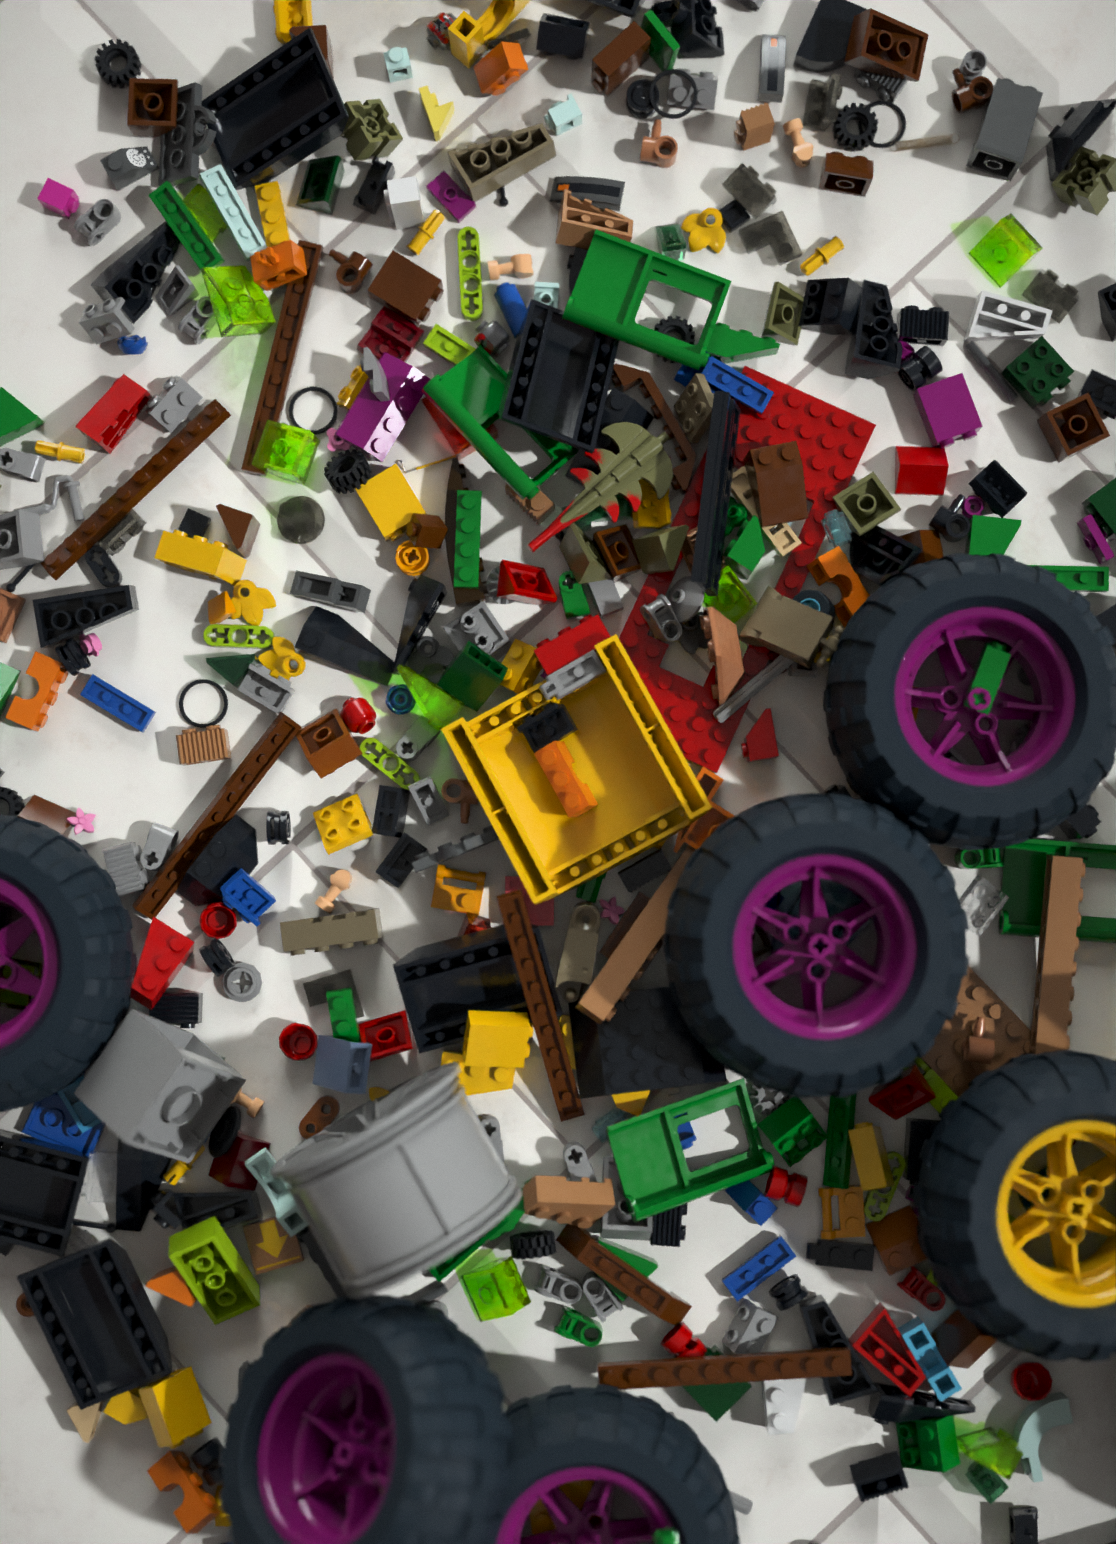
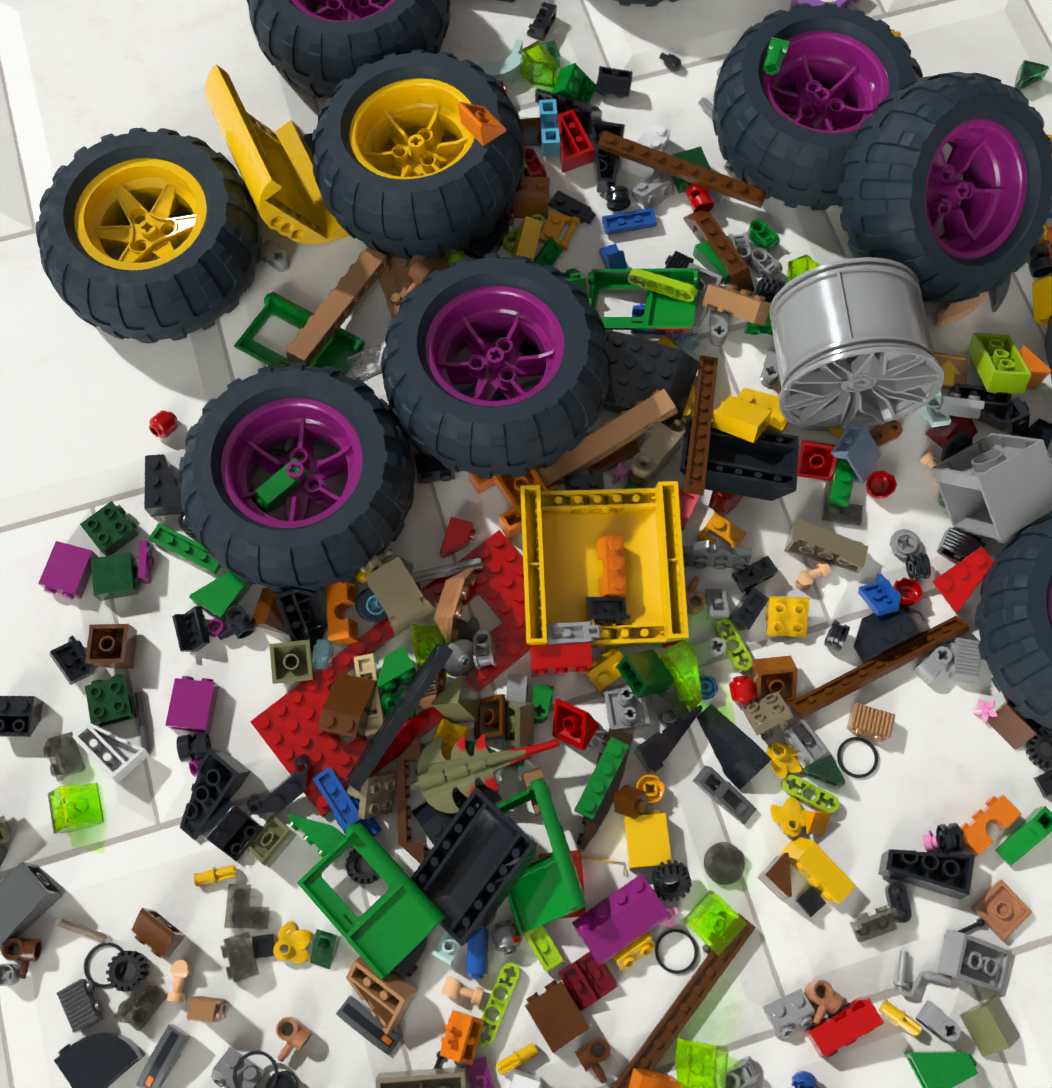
camera: 160 degrees left, 15 degrees down
(118, 703) = (925, 786): blue plate -> none
(135, 489) = (847, 954): reddish brown plate -> none
(138, 431) = (828, 1002): none -> nougat piece
(238, 1185) = (962, 407): none -> light grey bracket
(319, 696) = (768, 714): none -> dark tan plate
(377, 376) = (615, 952): light grey slope -> none
(490, 223) = (461, 1037): none -> orange brick
(671, 1176) = (680, 290): none -> lime beam
(786, 1186) = (587, 256): red wheel -> none
(795, 368) = (285, 792): none -> black plate
(886, 46) = (64, 1022): reddish brown slope -> none
(920, 470) = (237, 673): red slope -> none
(923, 325) = (171, 778): black brick -> none
(998, 1249) = (480, 122): none -> orange slope

